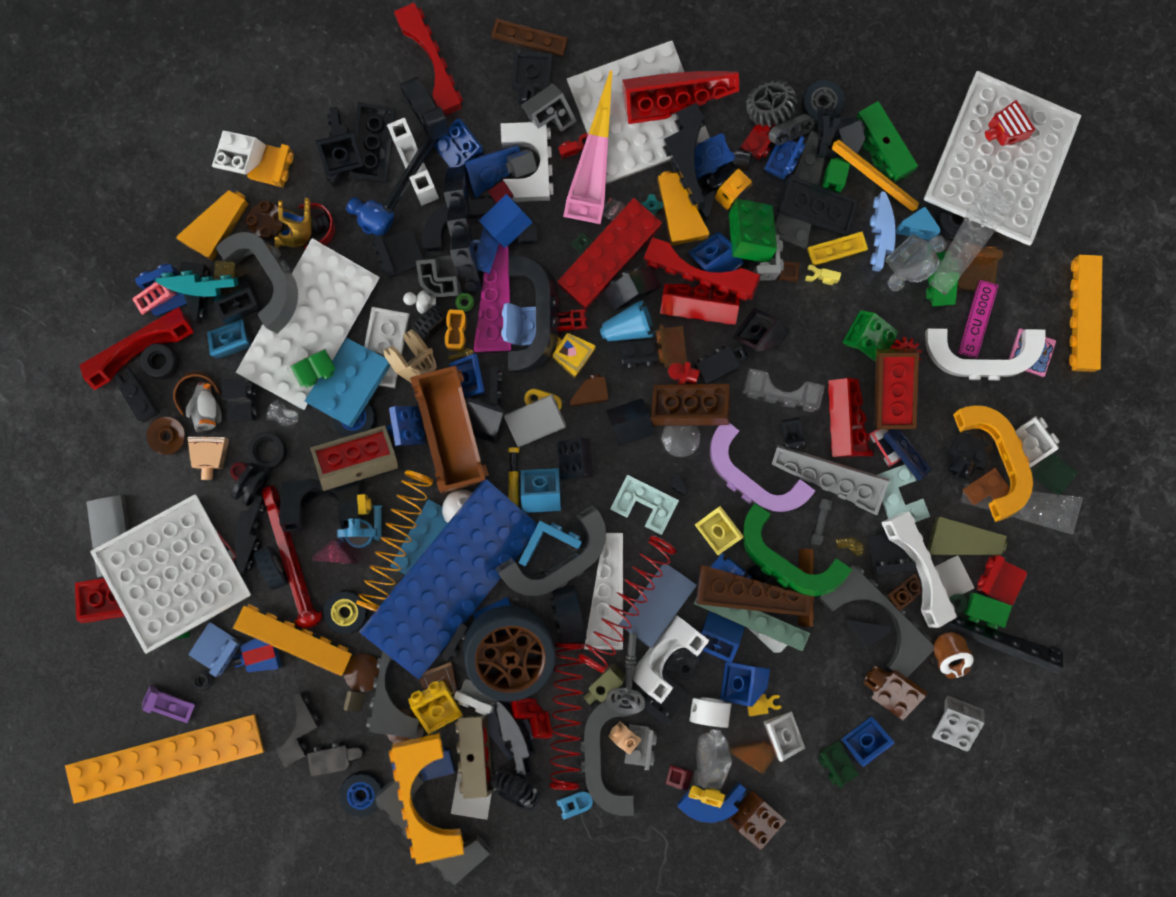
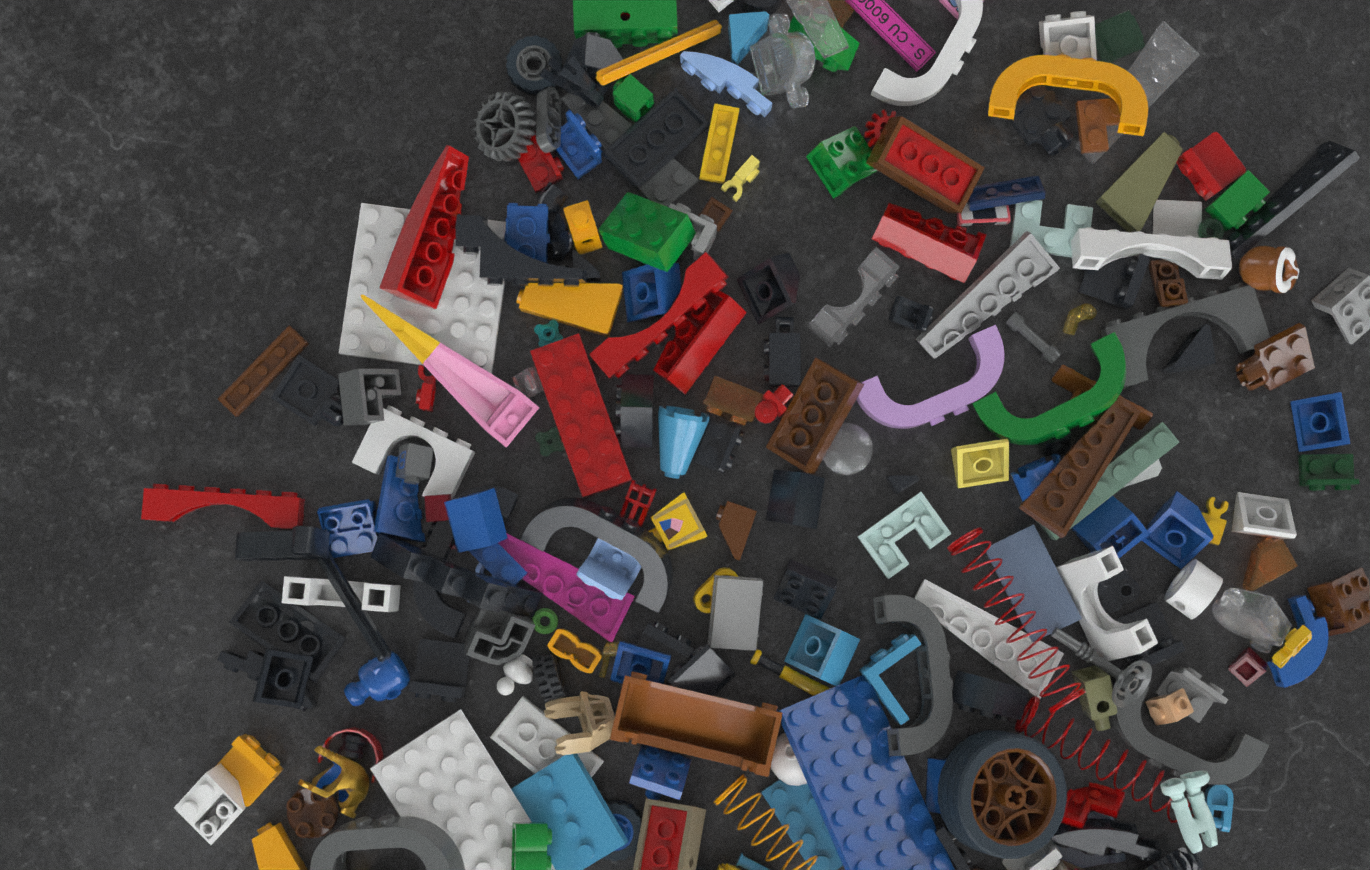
camera: 60 degrees left, 0 degrees up
(558, 792) = (1202, 820): none -> light aqua piece

